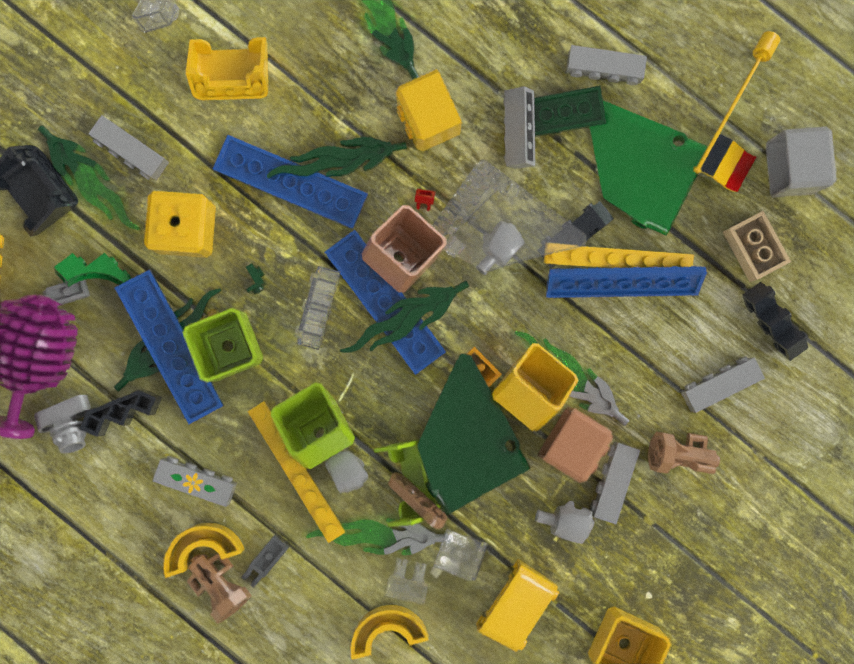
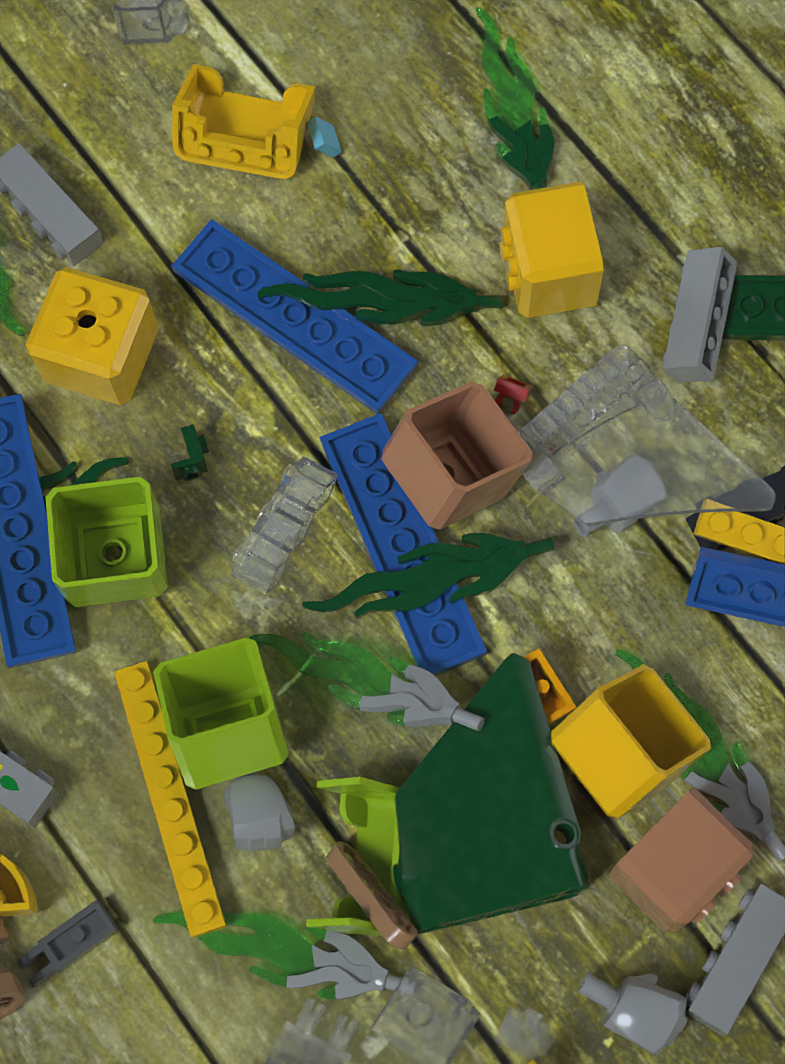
camera: 20 degrees right, 15 degrees down
(278, 67) = (324, 137): none -> medium azure tile
(394, 390) = (407, 704): none -> piece
(512, 548) = (524, 1033): none -> clear brick

